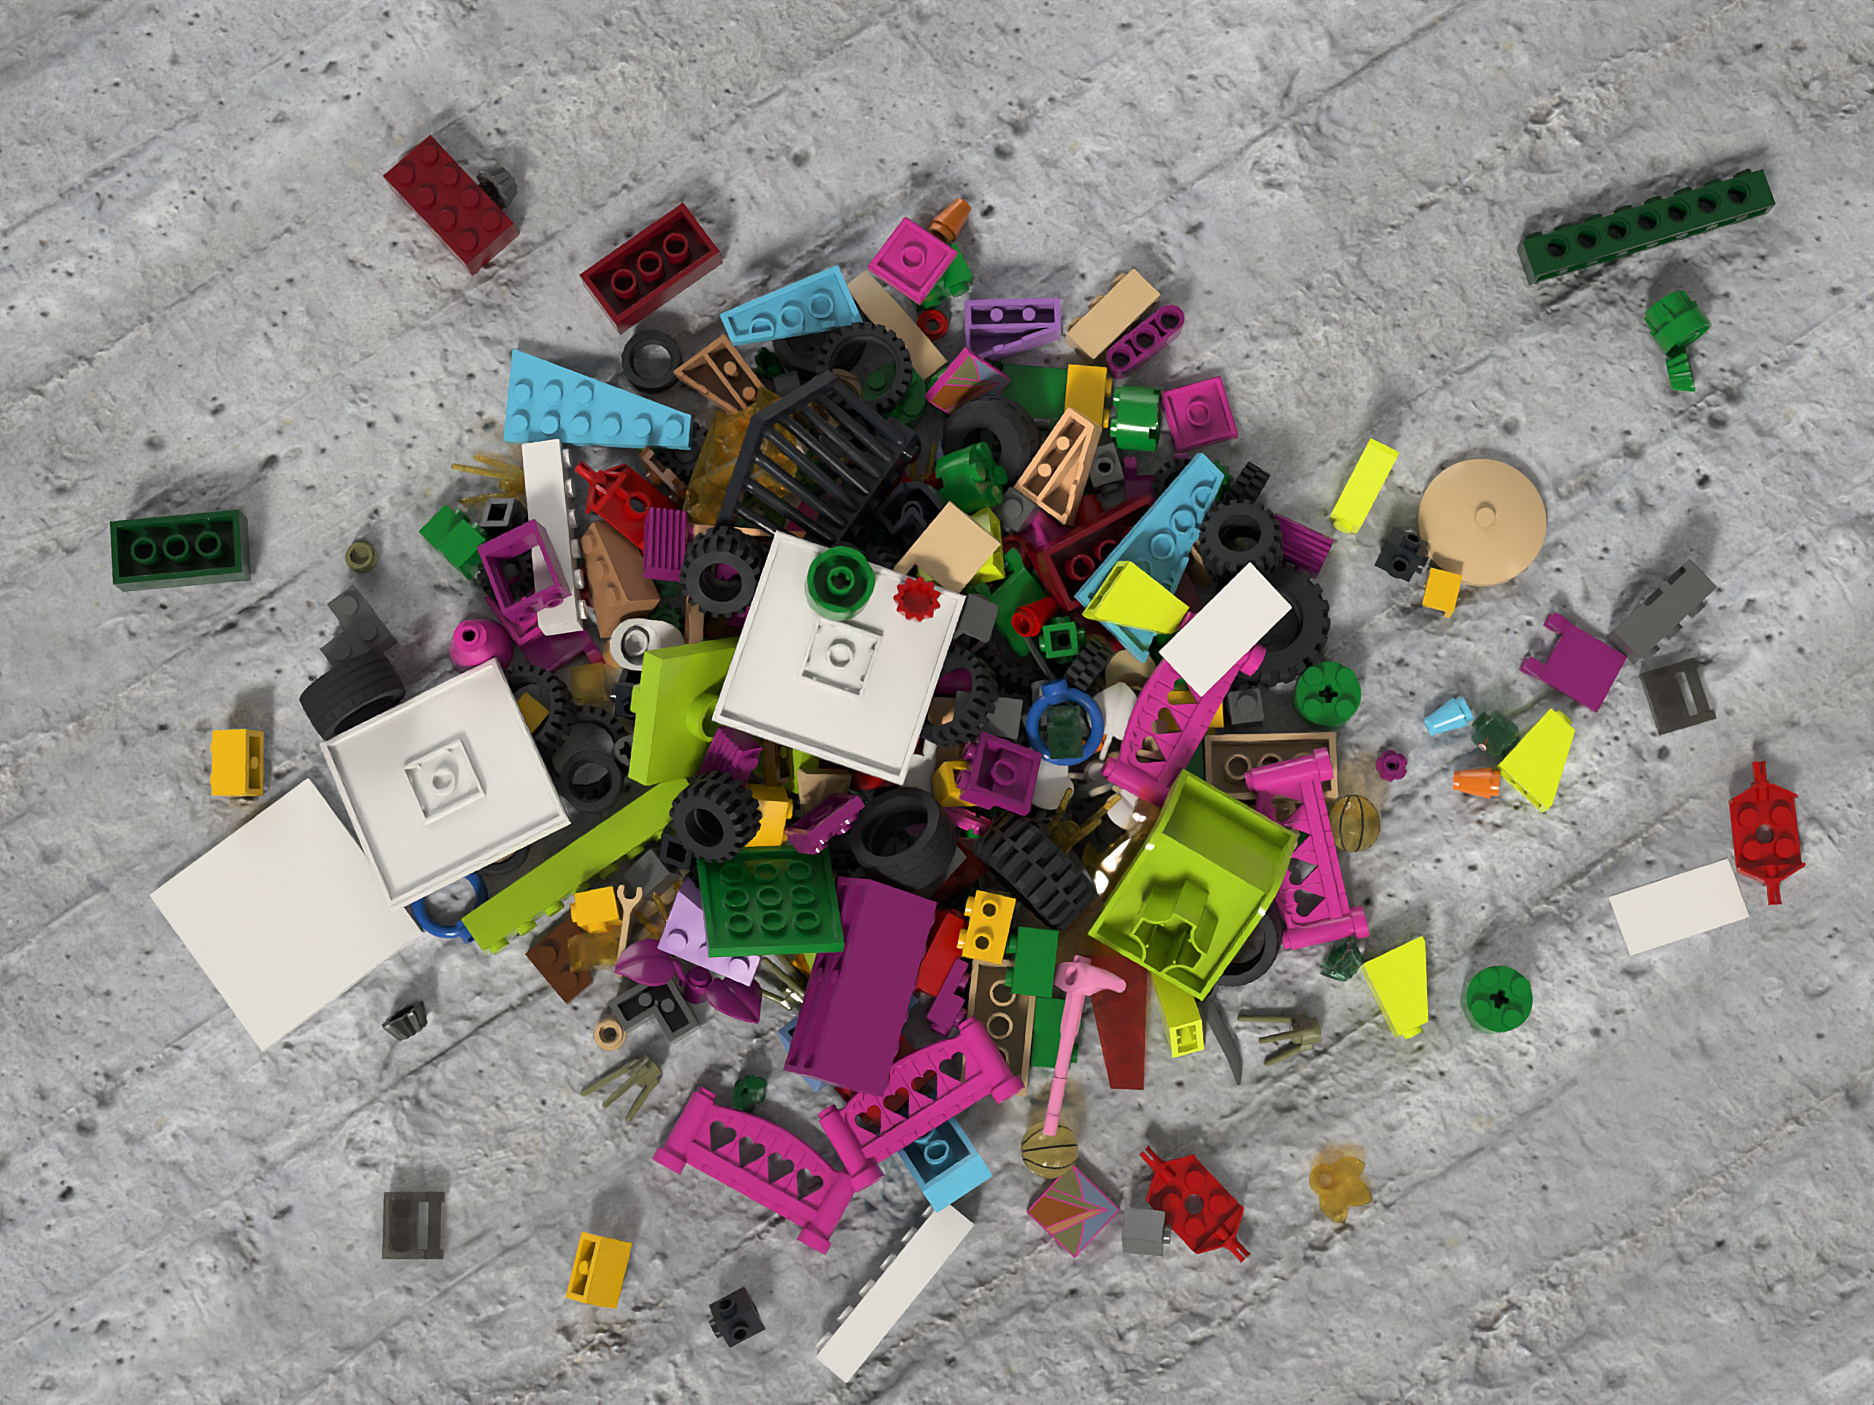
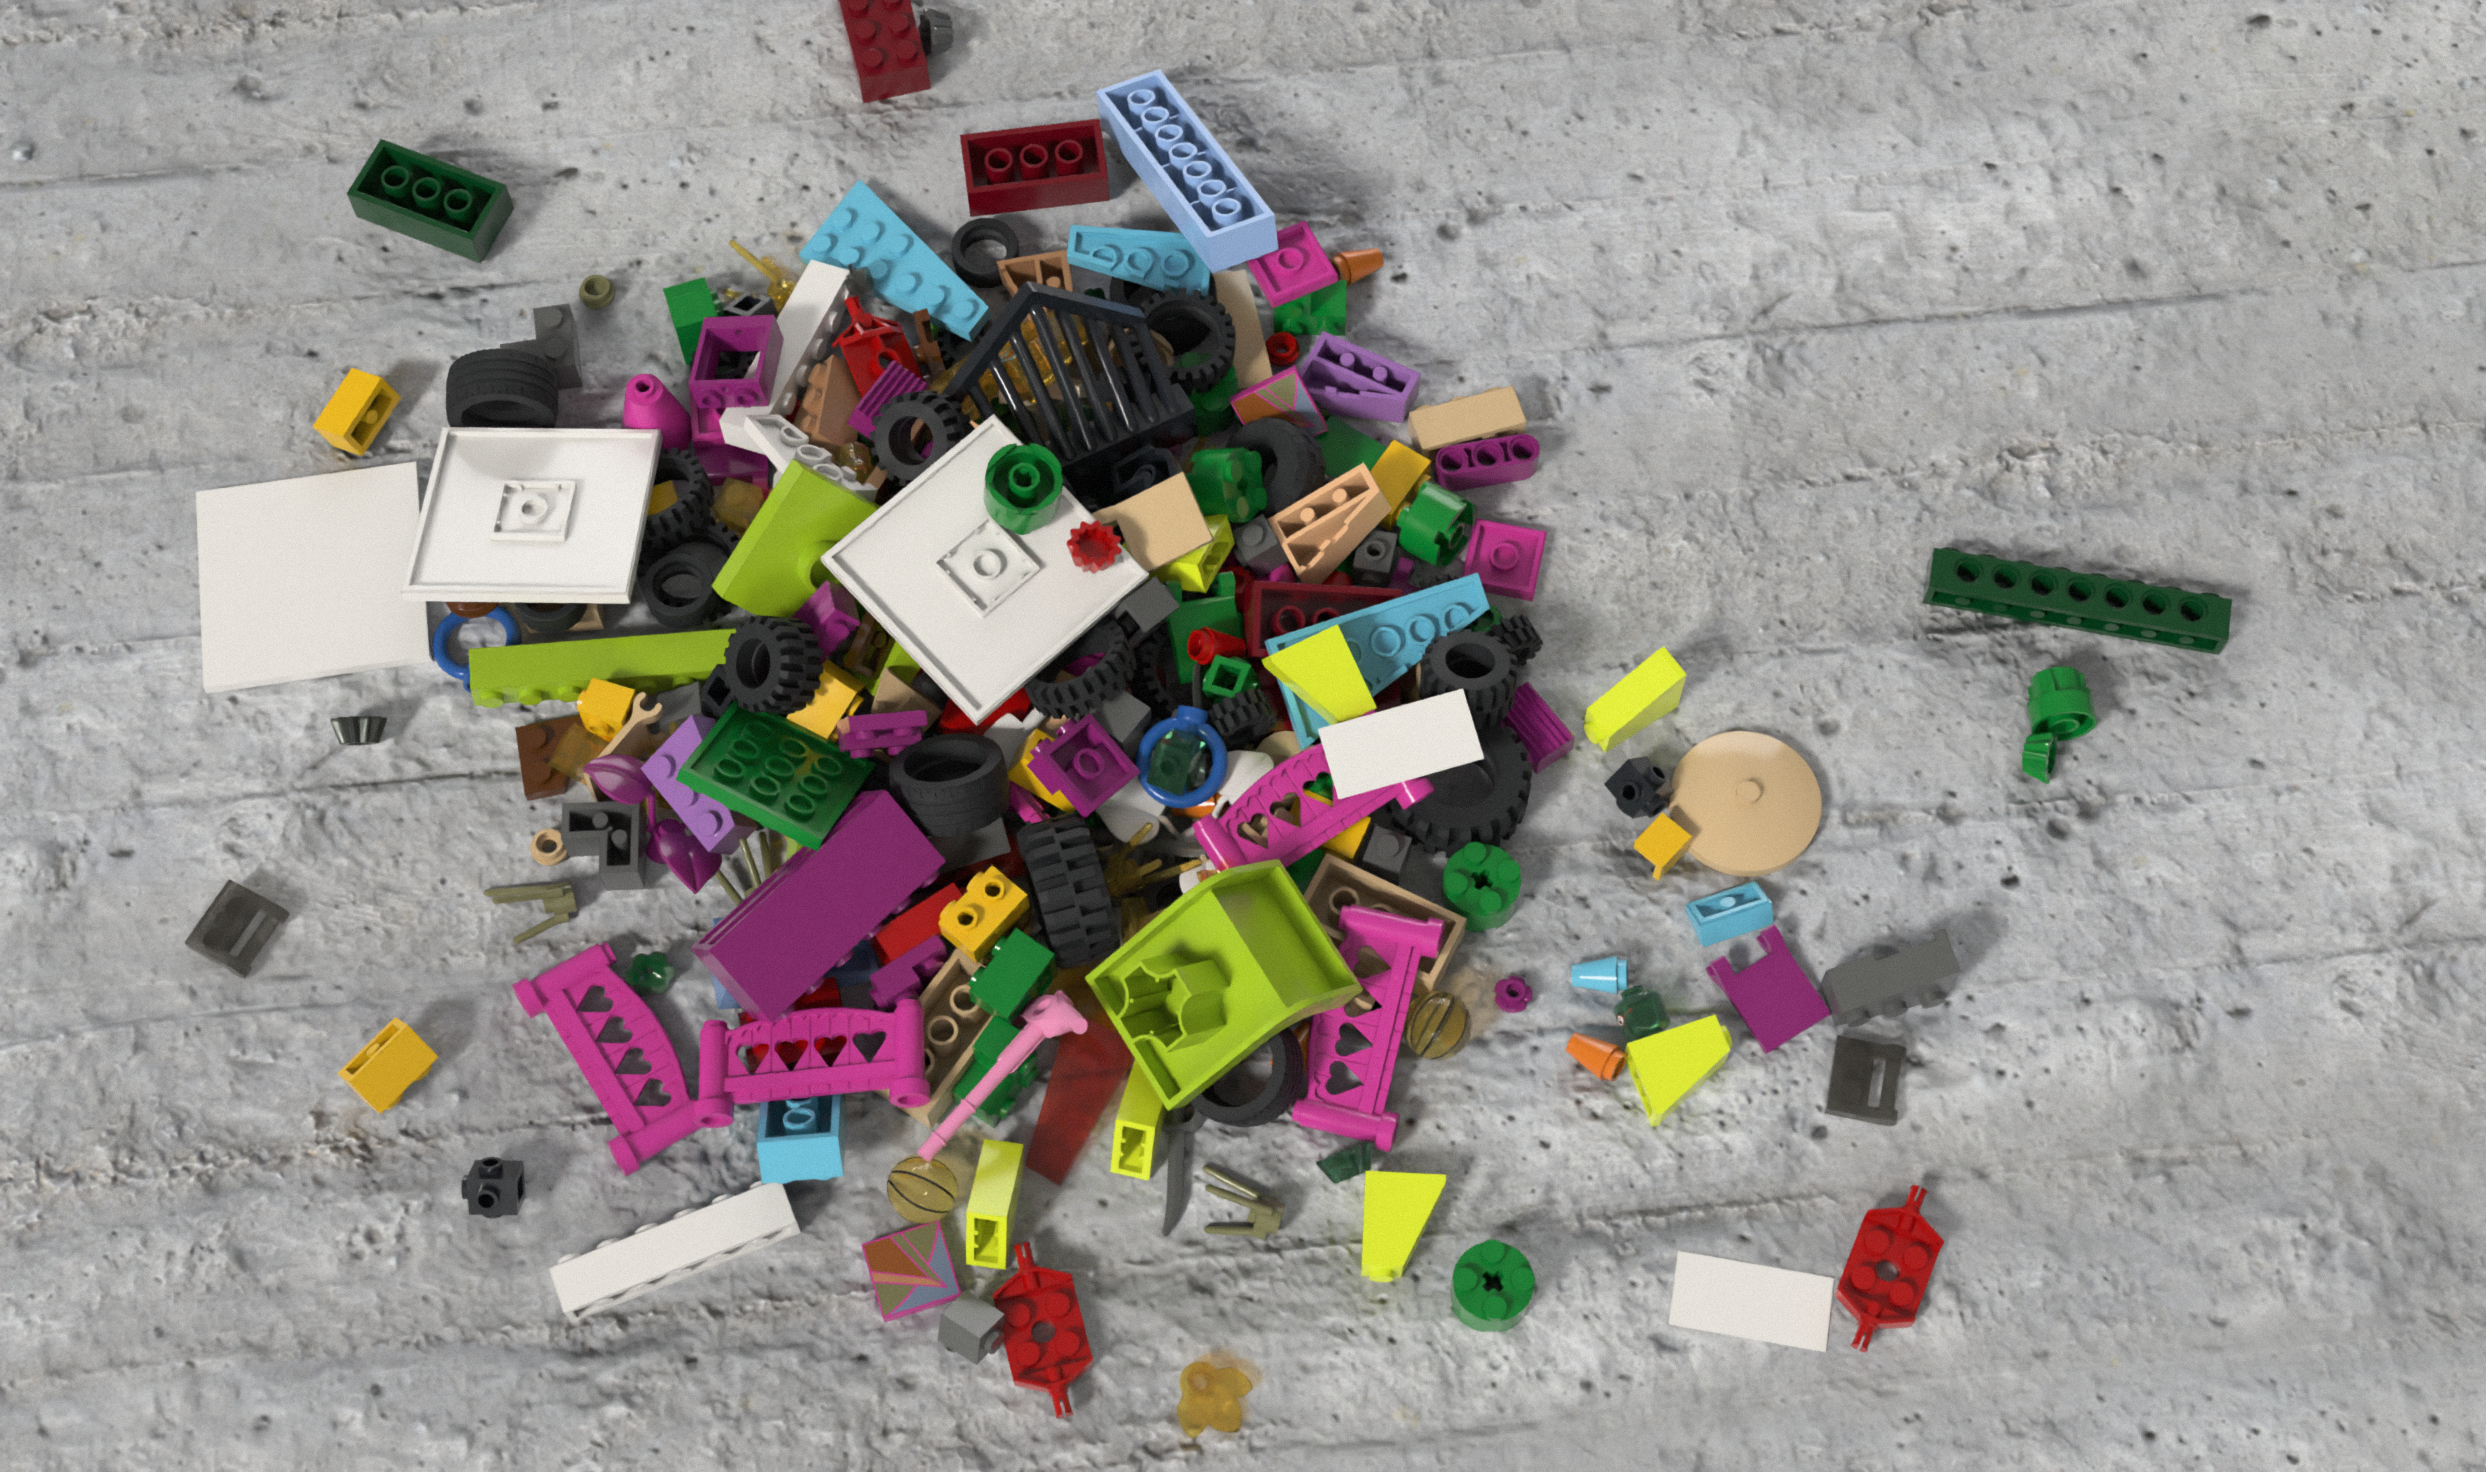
camera: 25 degrees right, 15 degrees down
(574, 446) = (860, 282): none -> clear smoke plate
(629, 632) = (784, 442): none -> white wing
(667, 608) = (857, 458): none -> clear yellow wheel
(785, 218) = (1187, 171): none -> light blue brick
(1106, 1129) = (993, 1204): none -> neon yellow slope
(1514, 615) = (1730, 913): none -> medium azure slope

